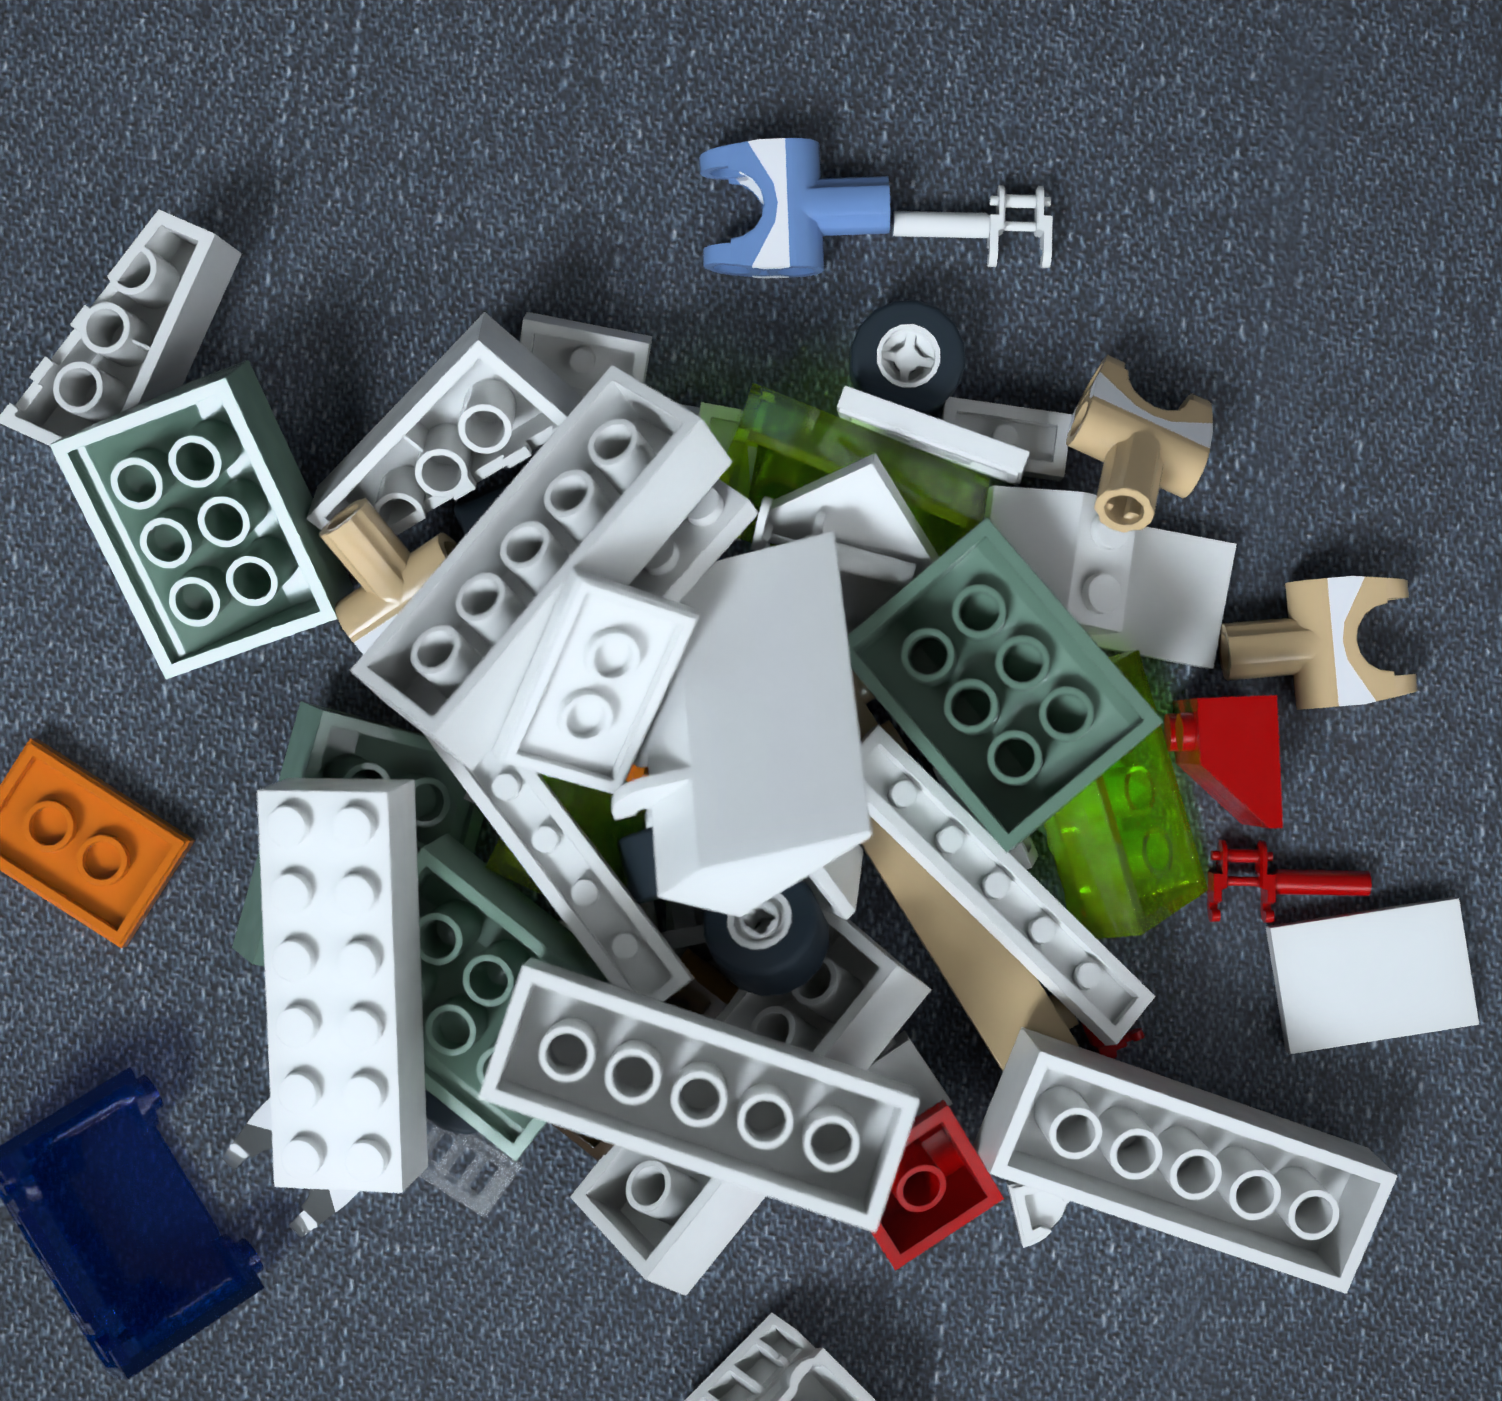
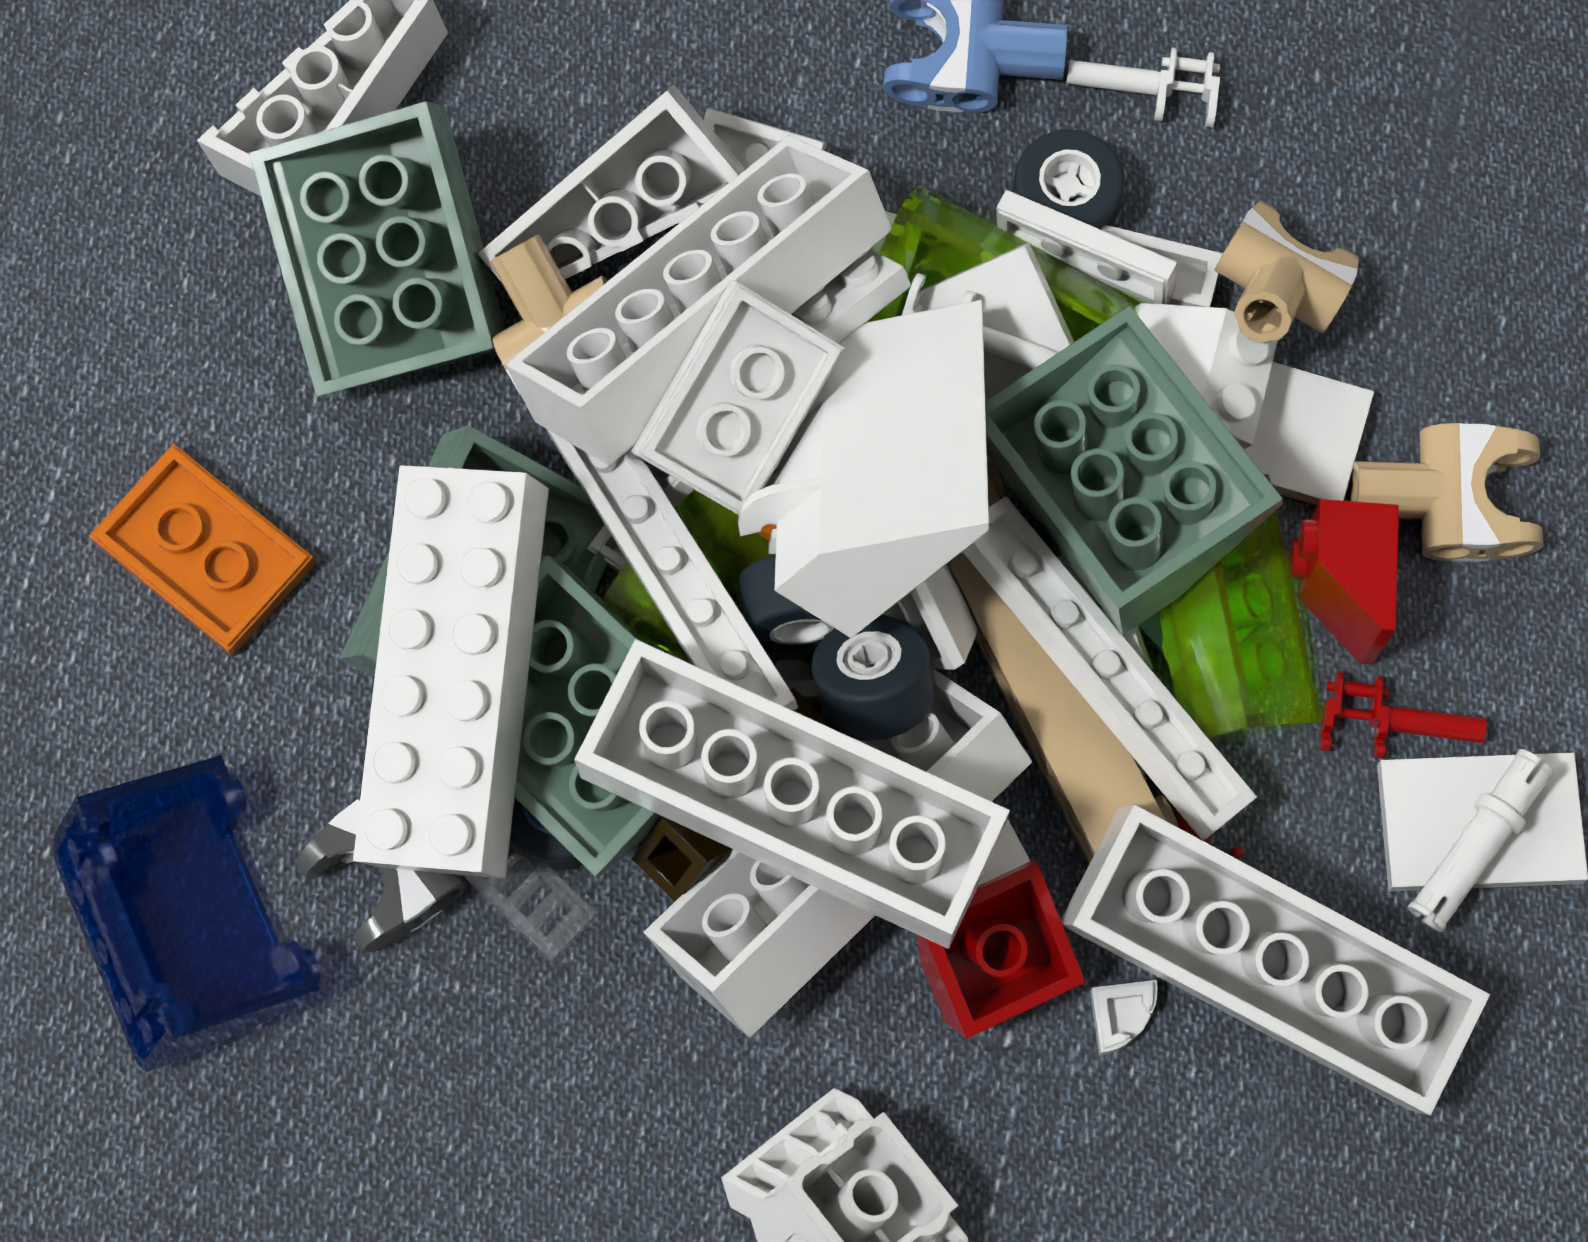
camera: 10 degrees right, 15 degrees down
(1380, 997) = (1495, 819): none -> white pin

